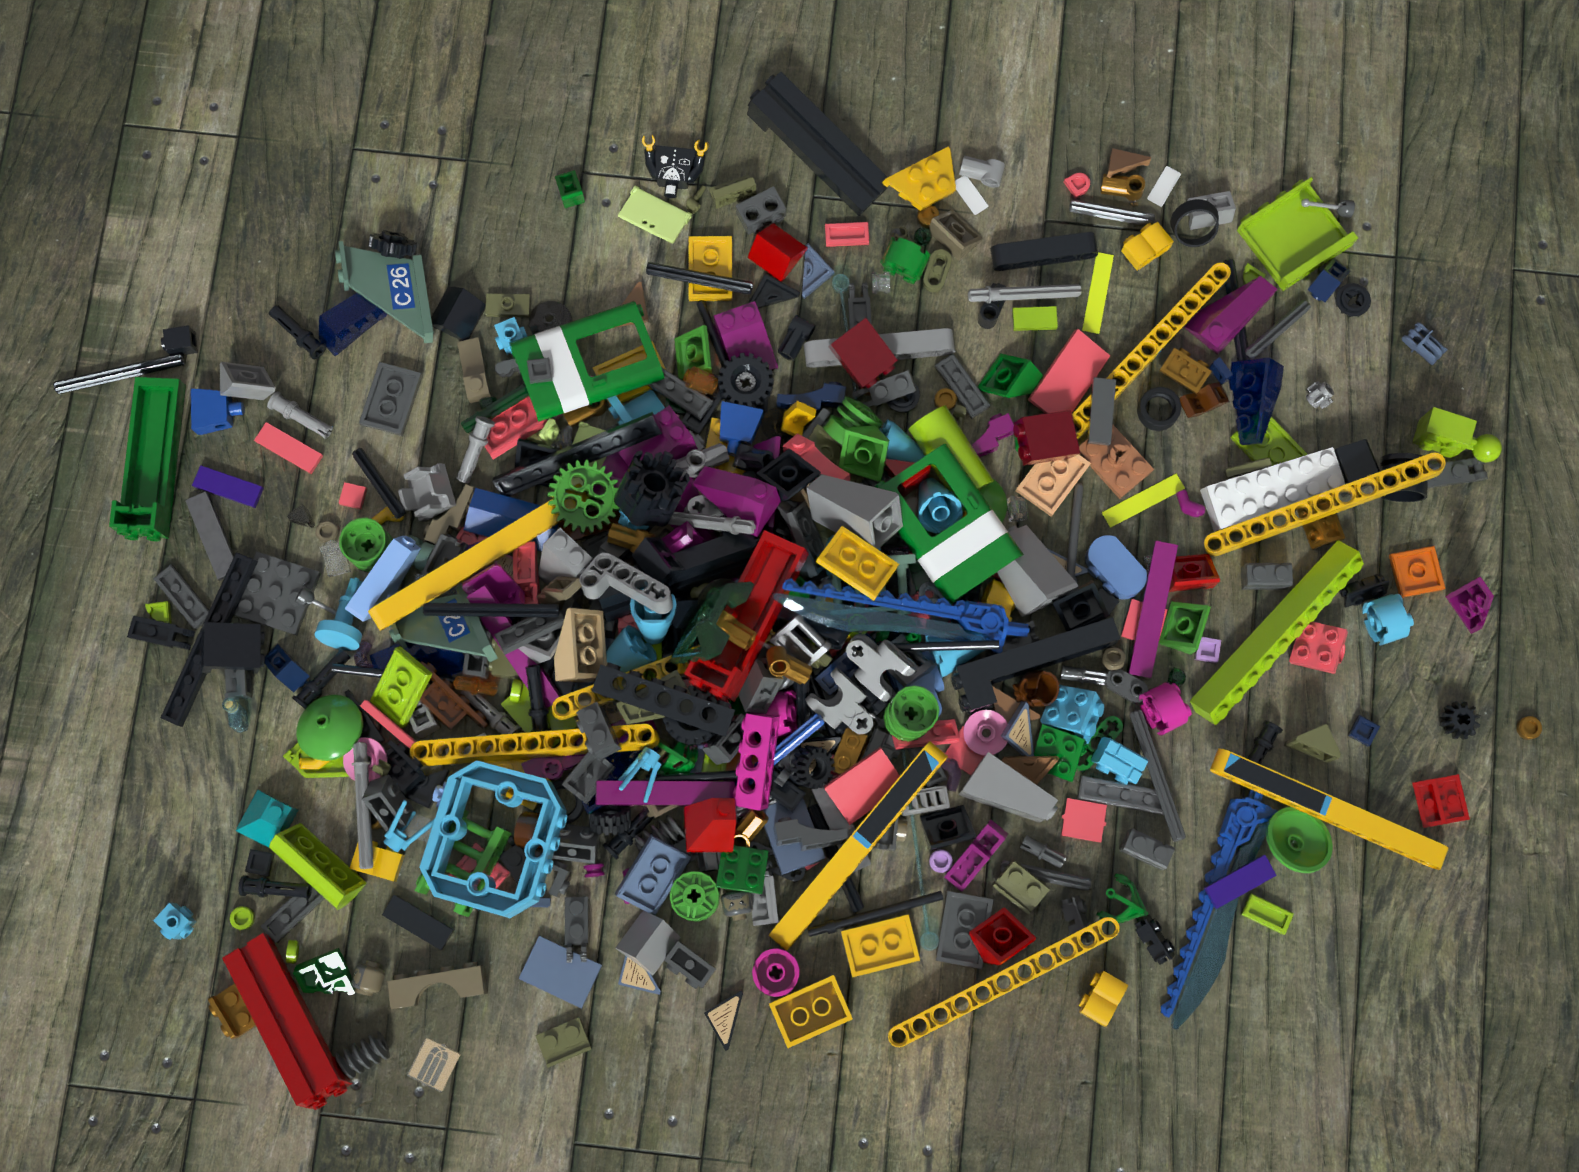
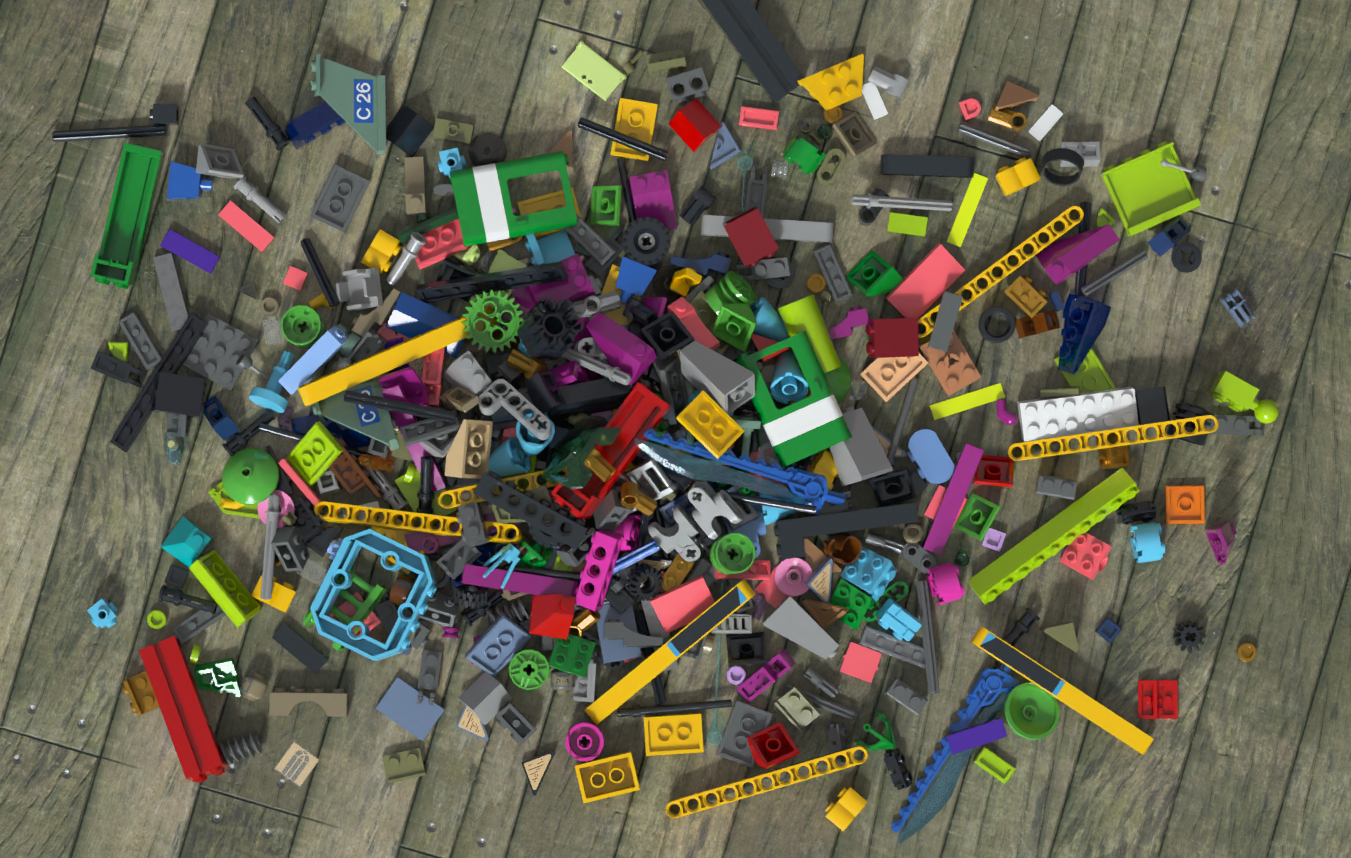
camera: 10 degrees right, 10 degrees up
(392, 244) = (361, 61): black gear -> none
(396, 837) = (293, 578): medium azure plant -> none
(447, 447) = (381, 251): none -> yellow brick
(539, 370) = (472, 204): dark grey tile -> none
(570, 189) = (523, 33): green slope -> none
(674, 166) = (618, 30): black torso -> none
(700, 380) = (608, 233): clear orange brick -> none
(772, 292) = (683, 159): black tile -> none
(1320, 394) = (1137, 337): light grey gear -> none

